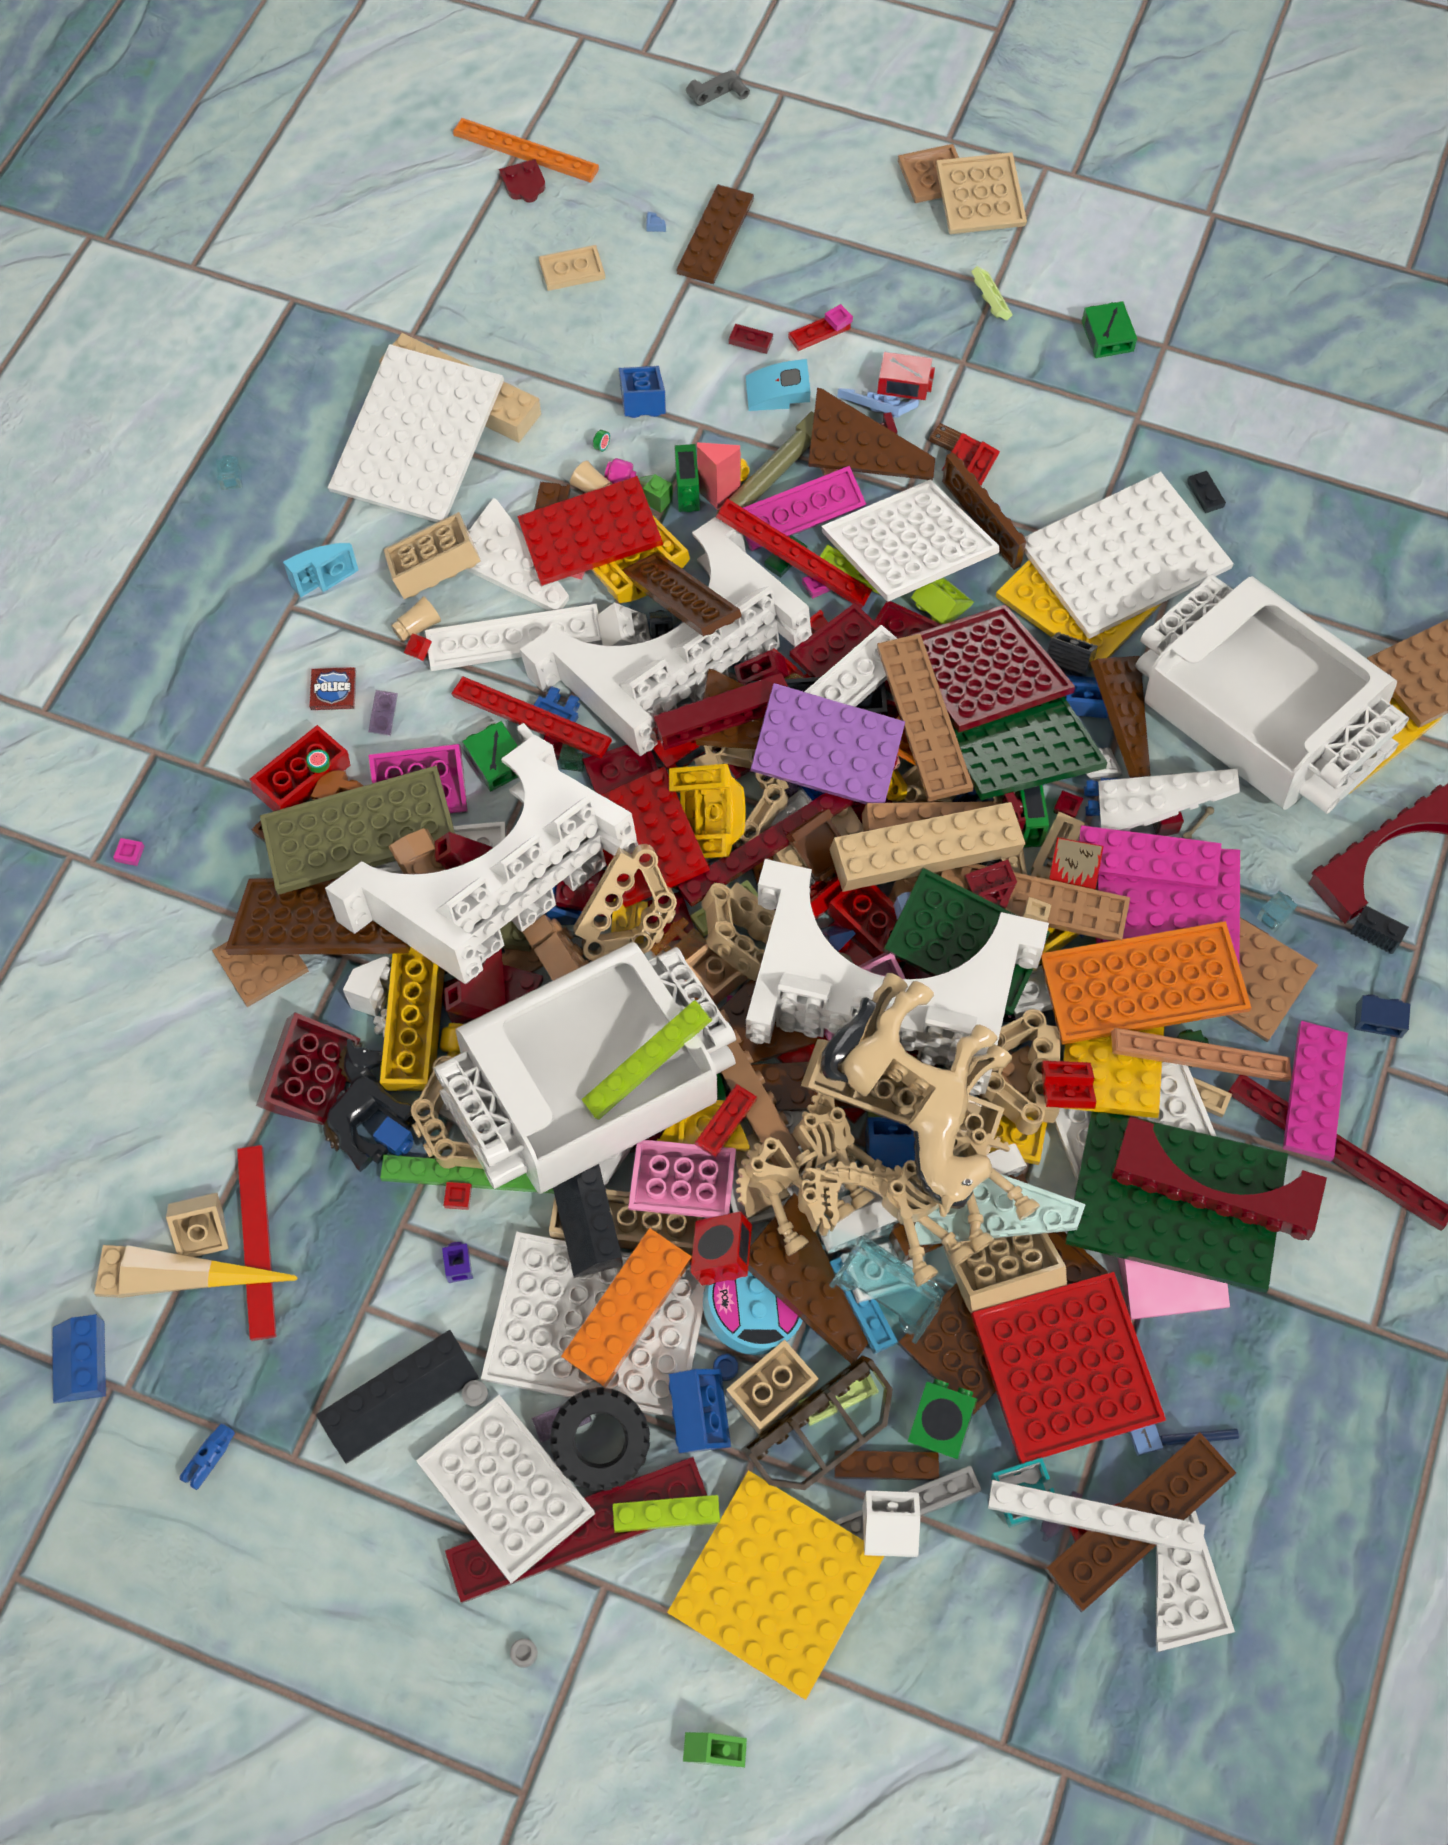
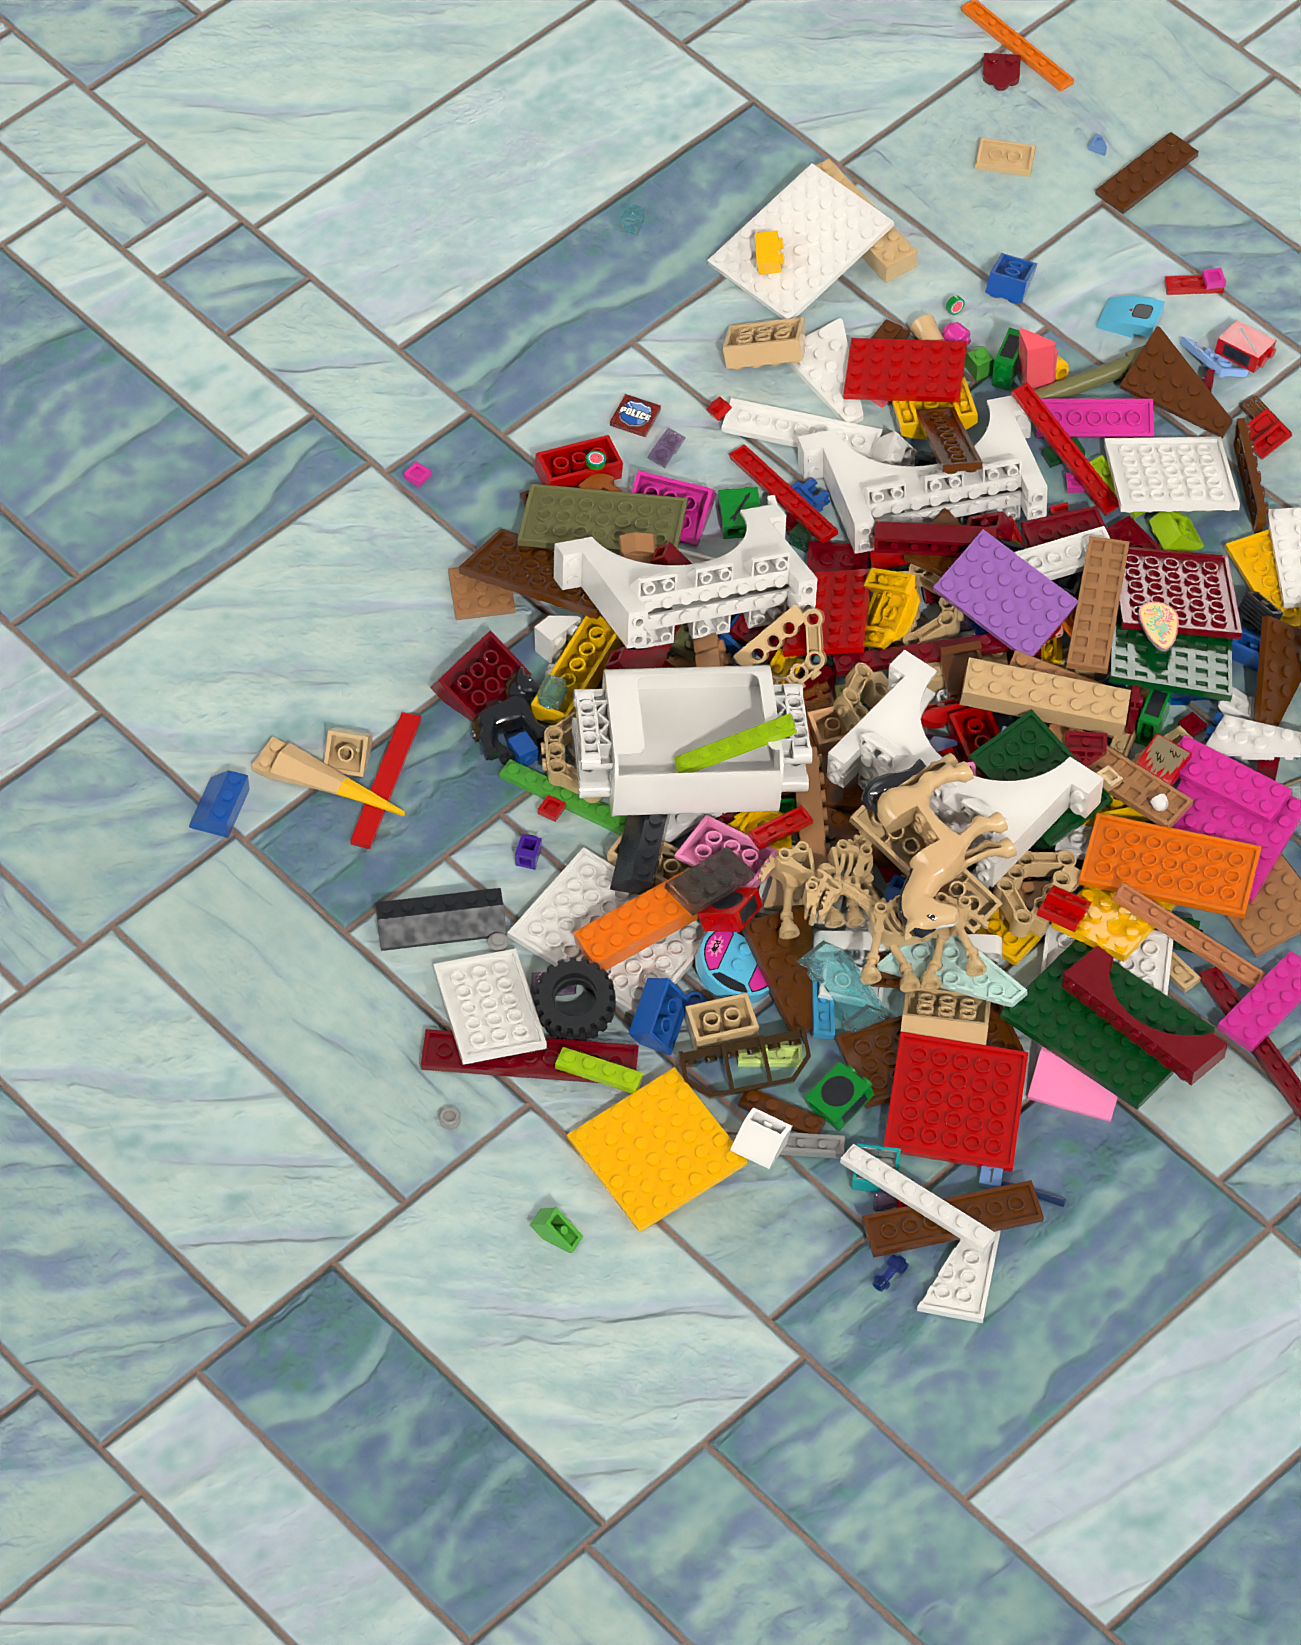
camera: 25 degrees right, 10 degrees down
(207, 1456) = (284, 902): blue hinge -> none
(320, 567) = (670, 318): medium azure slope -> none
(390, 457) = (769, 252): none -> yellow brick
(399, 1062) = (552, 692): none -> clear light blue brick
(416, 620) = (727, 387): tan plant -> none
(685, 1227) = (709, 881): none -> clear smoke plate
(717, 87) = (1215, 49): dark grey beam -> none
(751, 338) = (1129, 269): dark red plate -> none
(995, 712) = (1159, 624): none -> shield
(1103, 917) = (1159, 802): none -> white hinge
(1106, 1604) = (895, 1264): none -> clear blue bar

